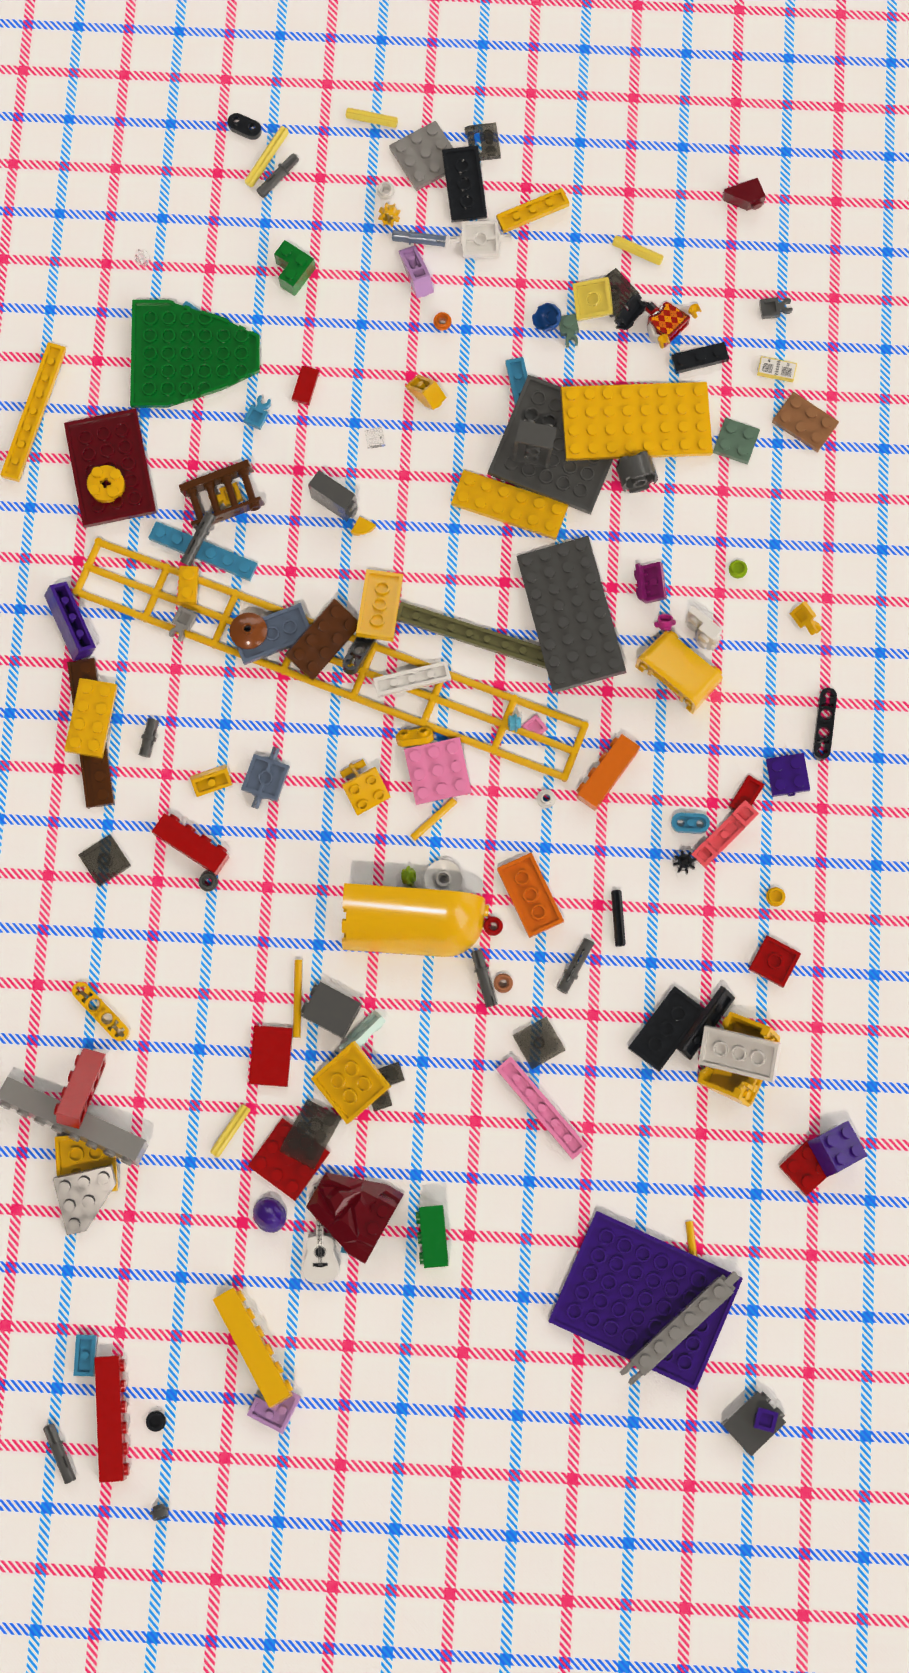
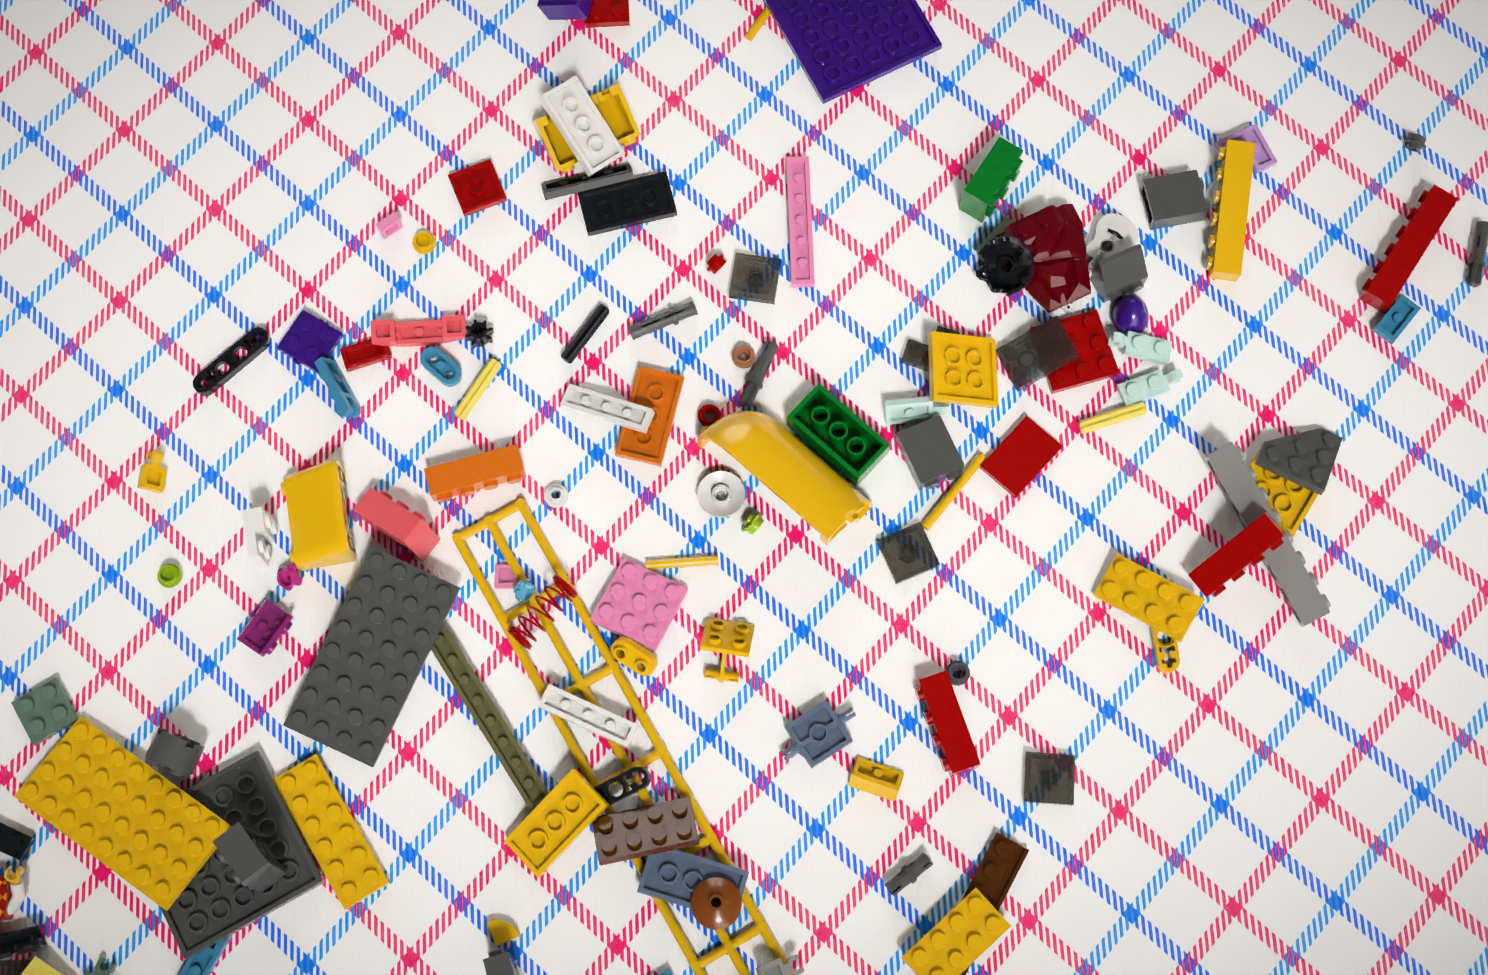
camera: 145 degrees left, 5 degrees down
(120, 1020) = (1149, 598): none -> yellow plate
(155, 1421) = (1366, 218): black plate -> none
(222, 1171) = (1148, 386): none -> light aqua plate
(244, 1196) = (1142, 347): none -> light aqua plate
(295, 1235) = (1120, 274): none -> dark grey slope
(296, 935) = (908, 553): none -> clear smoke plate
(298, 1327) = (1174, 199): none -> dark grey brick
(384, 1173) = (994, 269): none -> black plate
(398, 973) = (837, 434): none -> green brick
(495, 742) = (562, 586): none -> red piece
(559, 875) = (607, 408): none -> white plate
(572, 1032) = (715, 263): none -> red plate
(628, 702) = (397, 522): none -> coral wedge
(655, 829) = (477, 389): none -> light yellow axle
(741, 757) = (337, 388): none -> dark azure plate
(807, 889) = (389, 225): none -> bright pink tile

